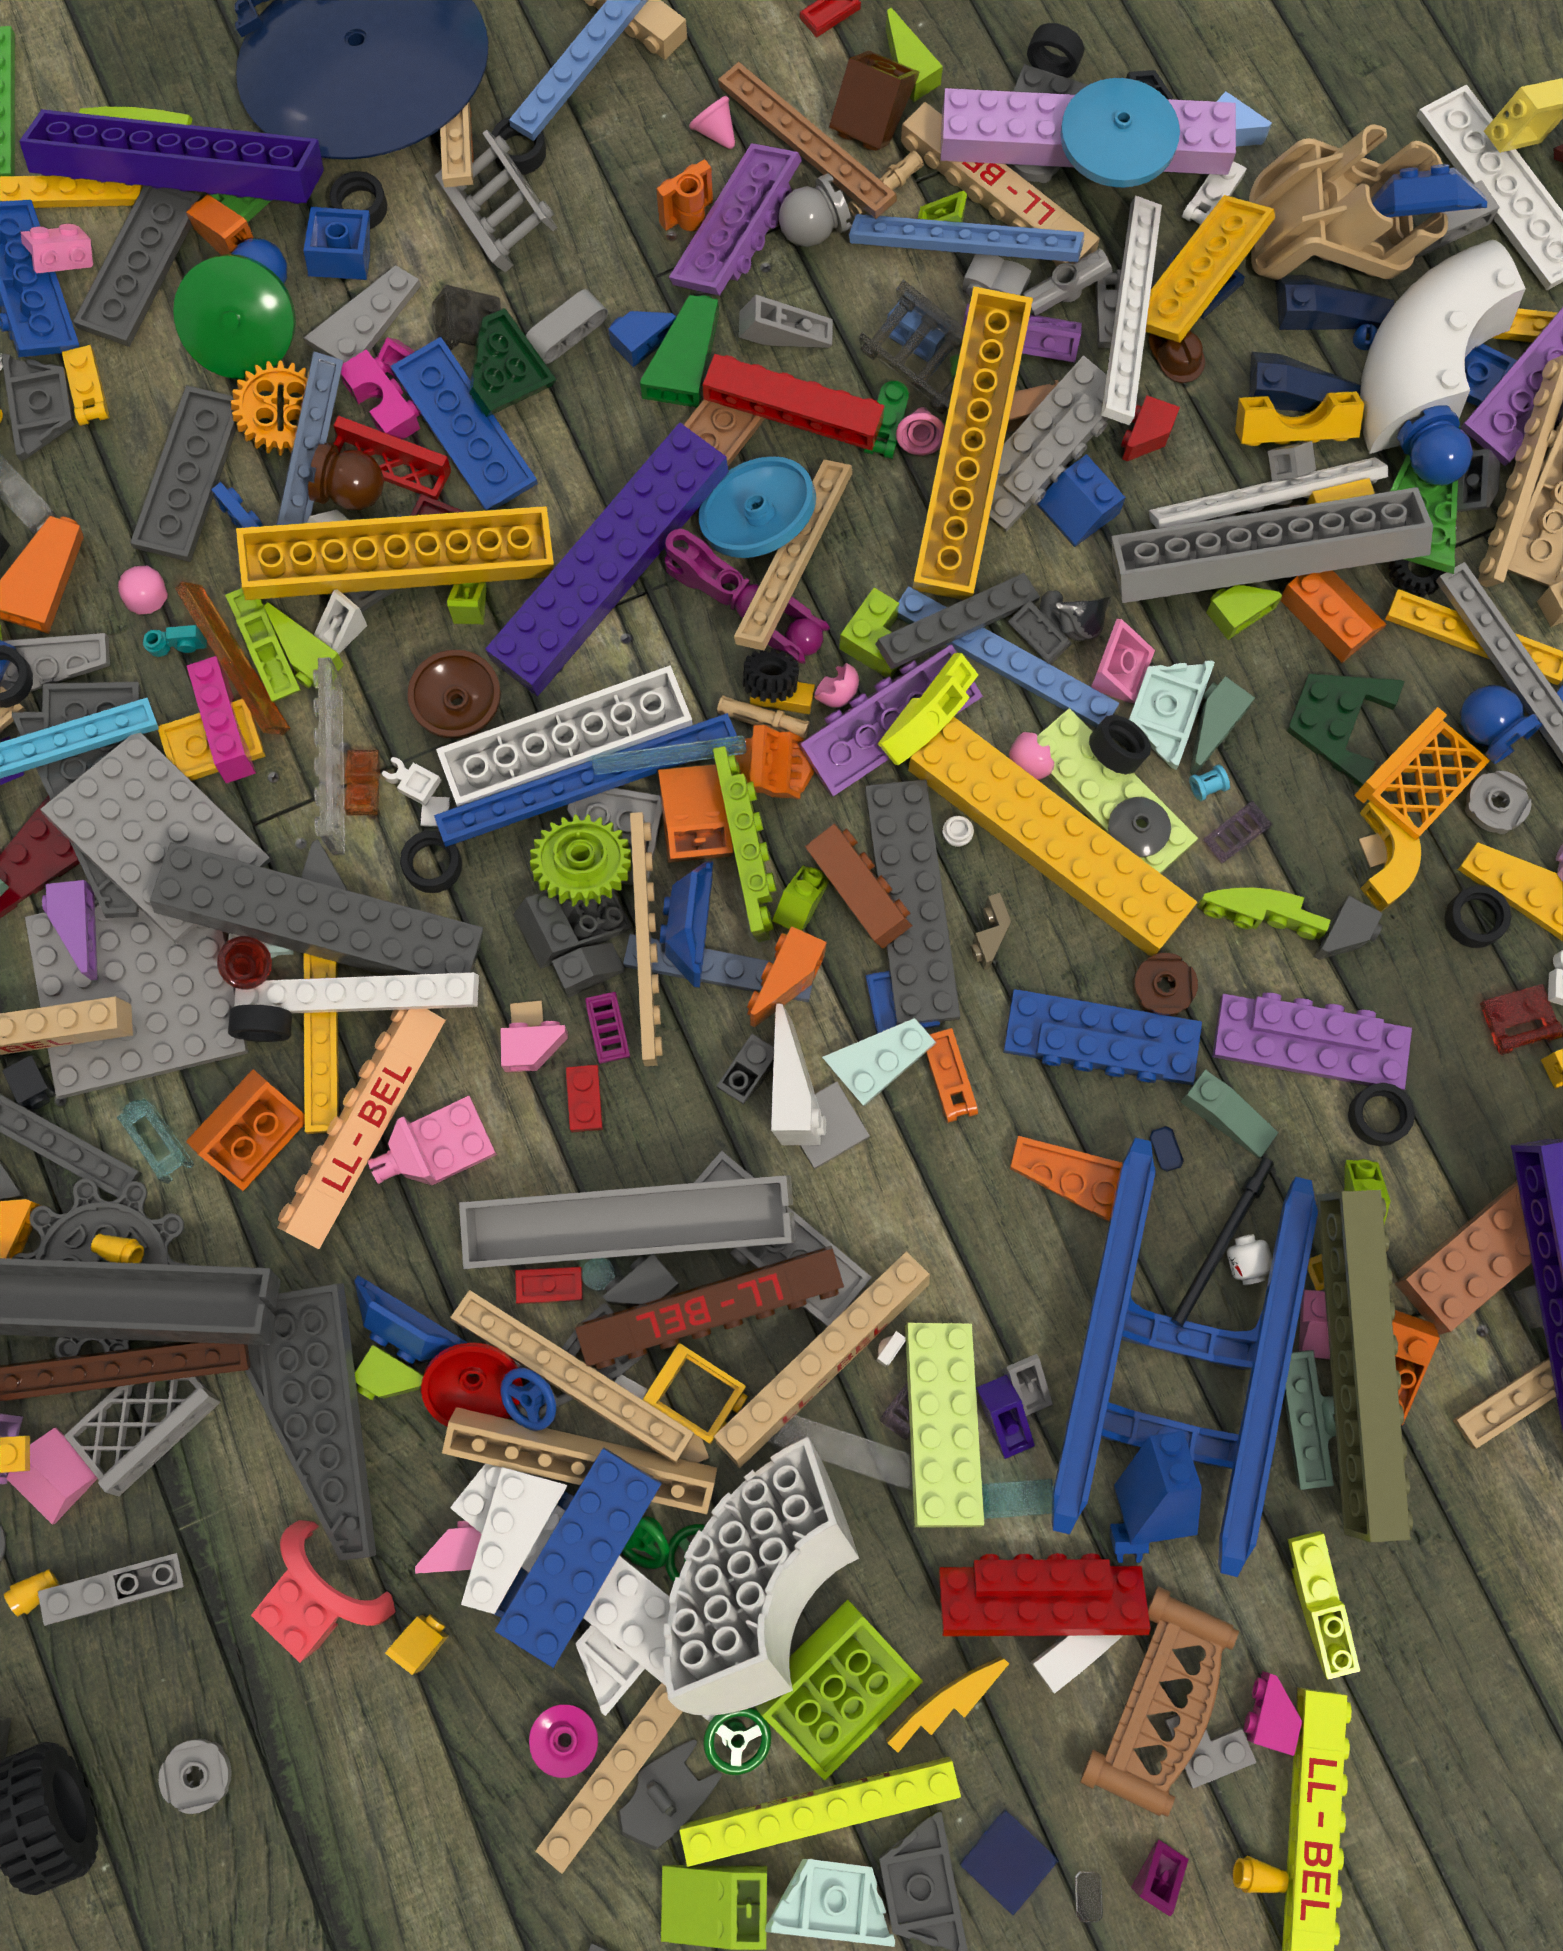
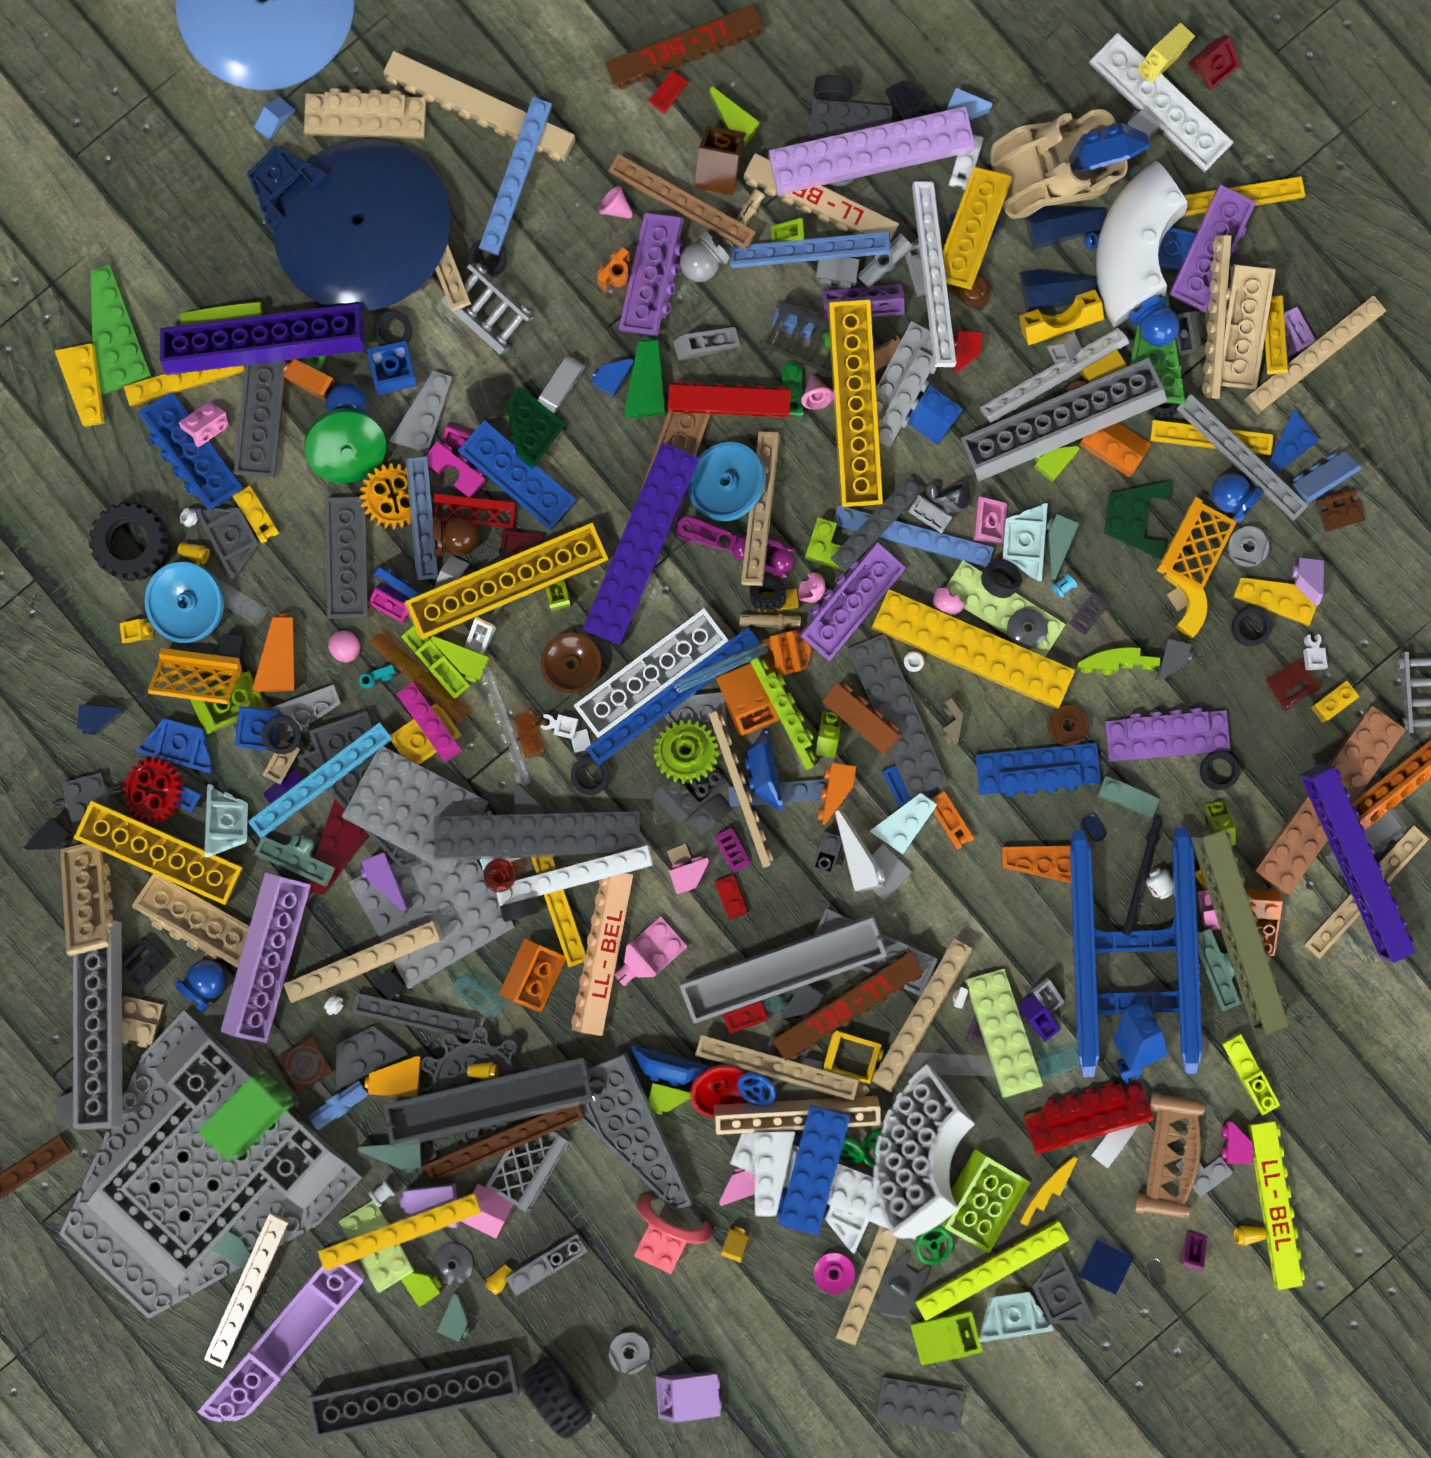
camera: 15 degrees left, 10 degrees up
(221, 544) = (389, 602): none -> dark pink slope
(264, 1881) = (688, 1396): none -> lavender slope
(931, 712) = (876, 596): neon yellow slope -> none
(1120, 132) = (890, 172): dark azure dish -> none

